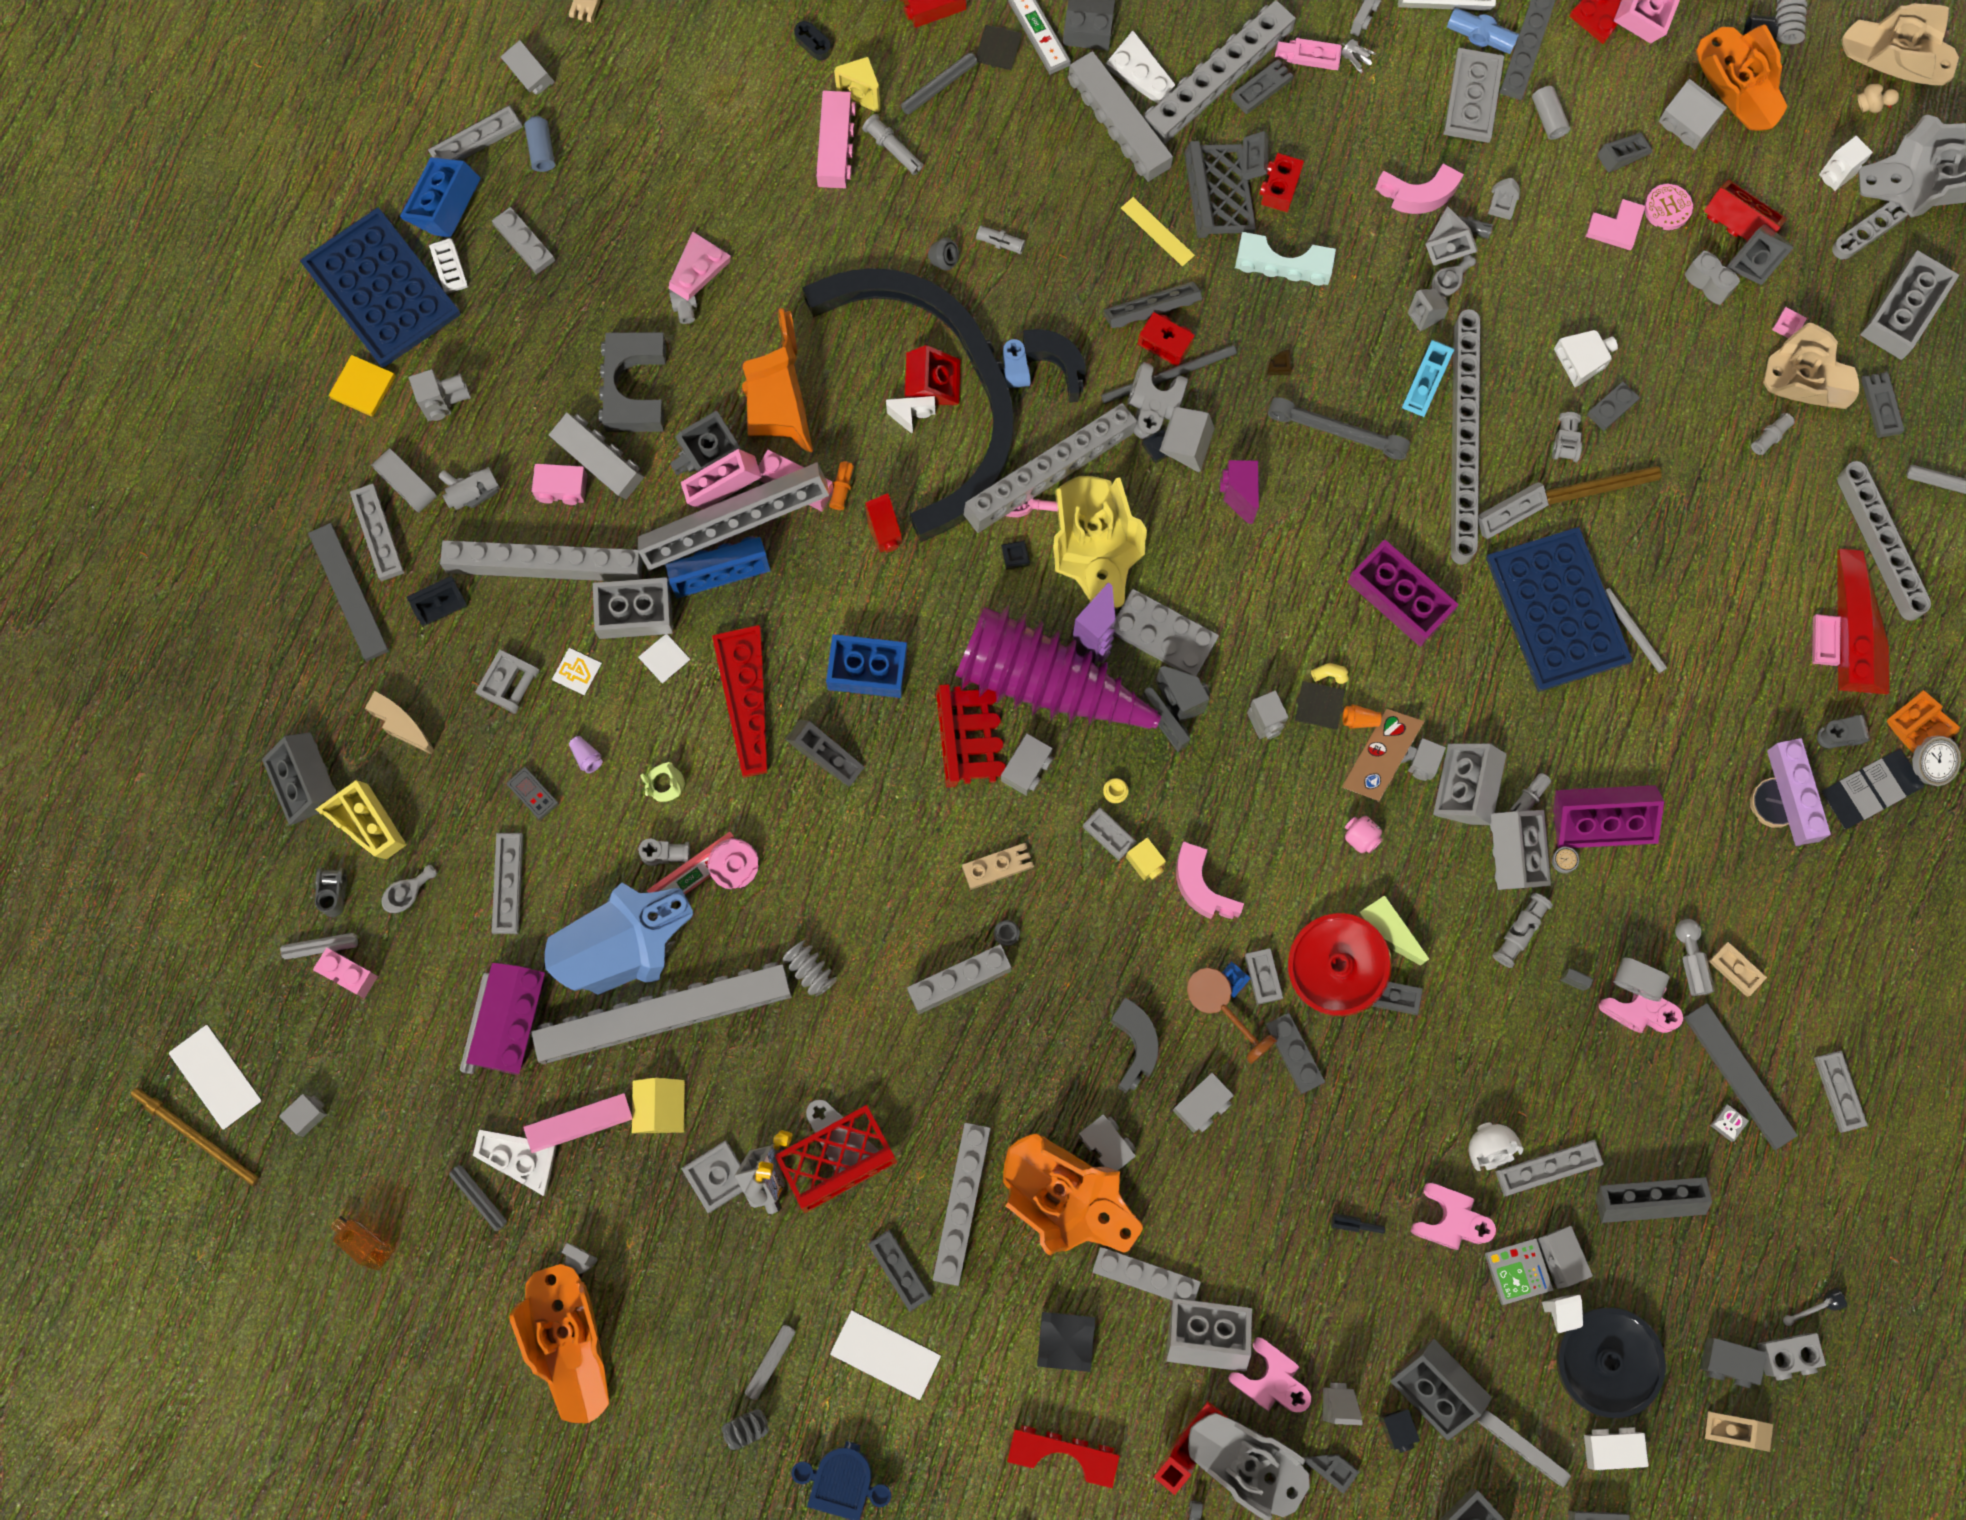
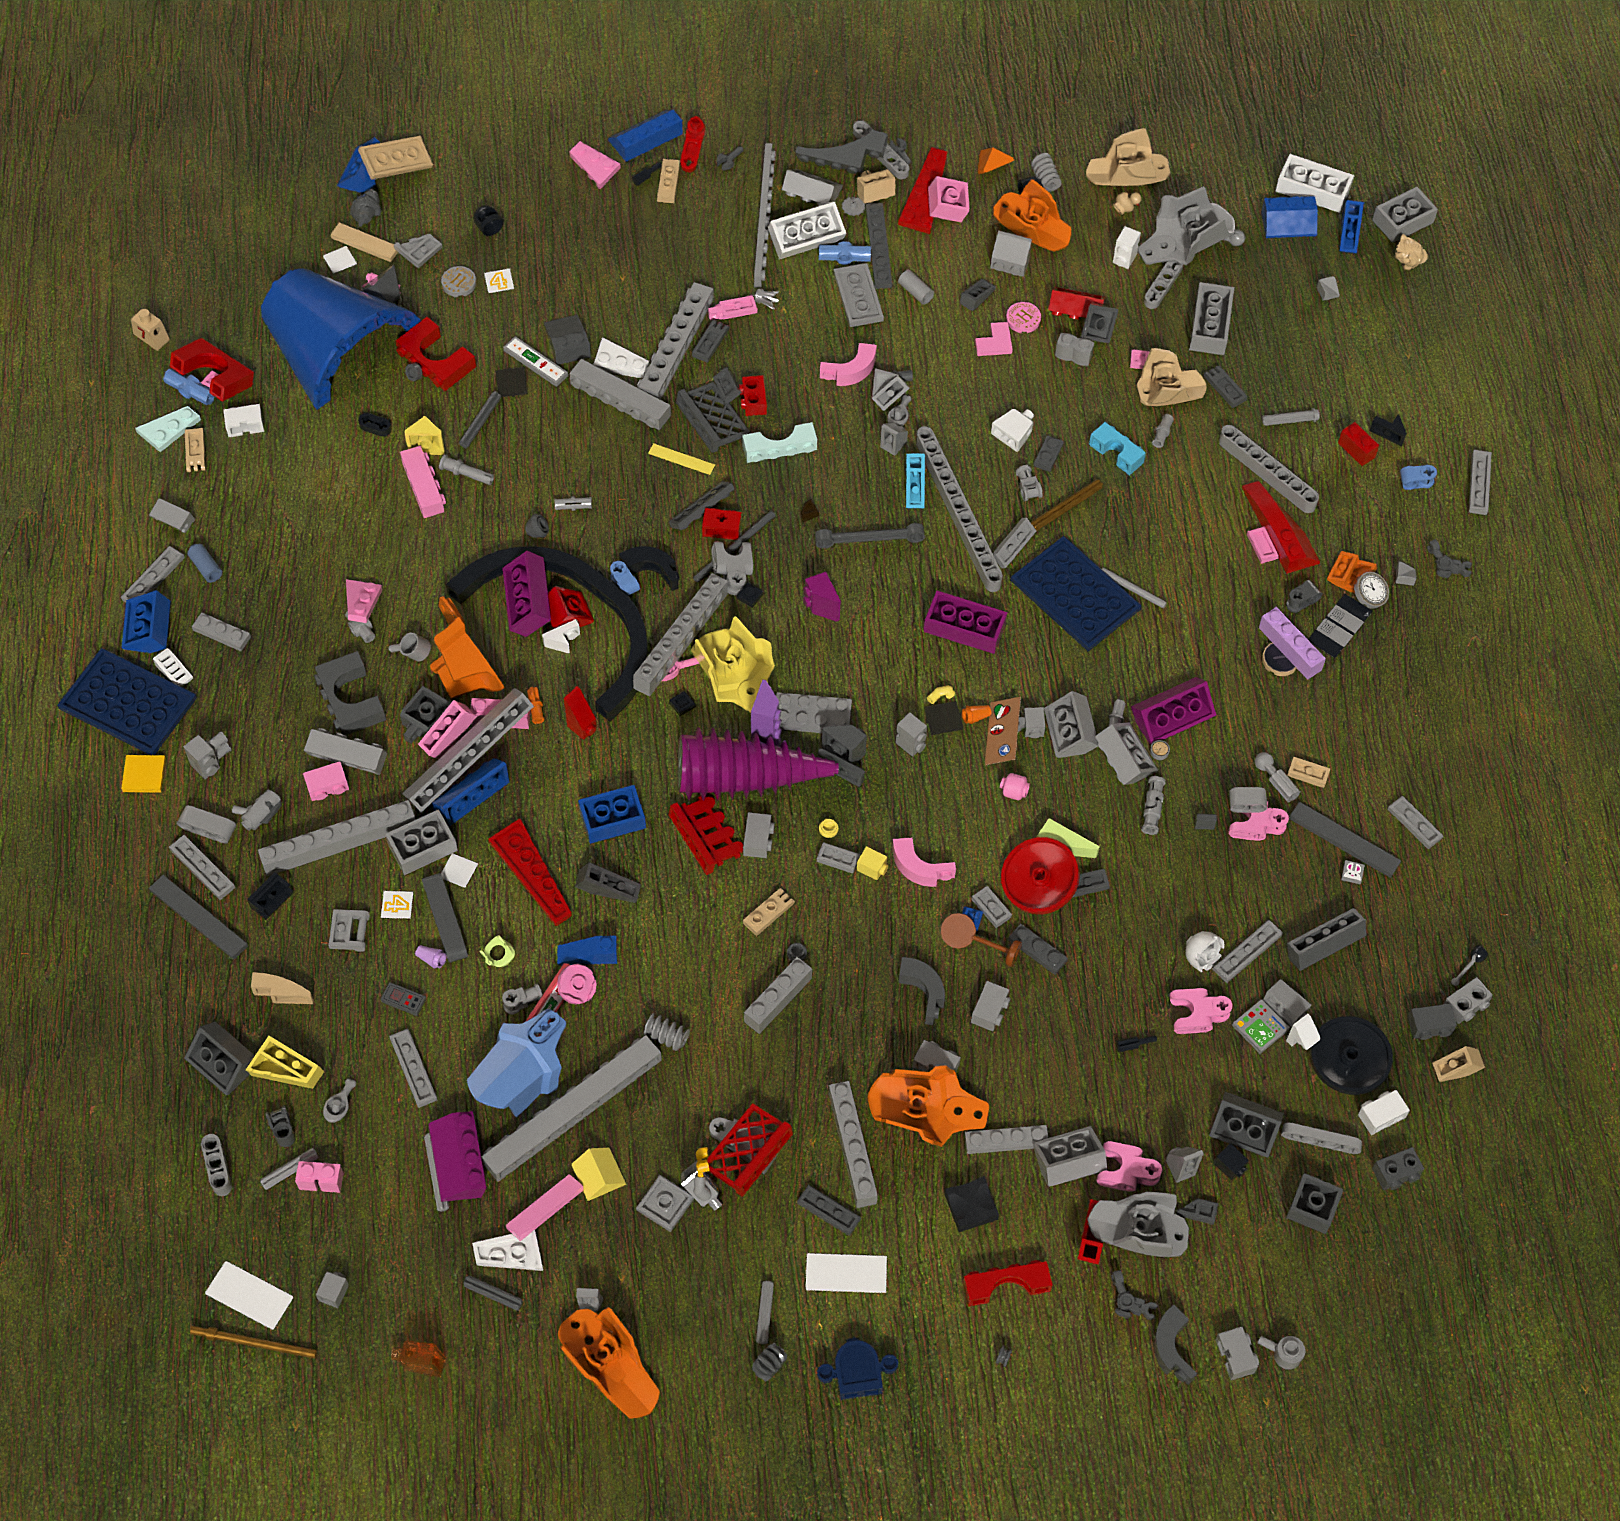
camera: 25 degrees left, 15 degrees down
(235, 896) = (220, 1173): none -> light grey beam
(620, 713) = (444, 917): none -> dark grey beam
(729, 352) = (412, 647): none -> light grey piece
(765, 827) = (589, 951): none -> blue slope
(890, 339) = (526, 594): none -> magenta brick
(1188, 437) = (768, 579): light grey slope -> none
(1504, 198) = (911, 351): light grey tile -> none
(1699, 417) = (1108, 438): none -> medium azure arch

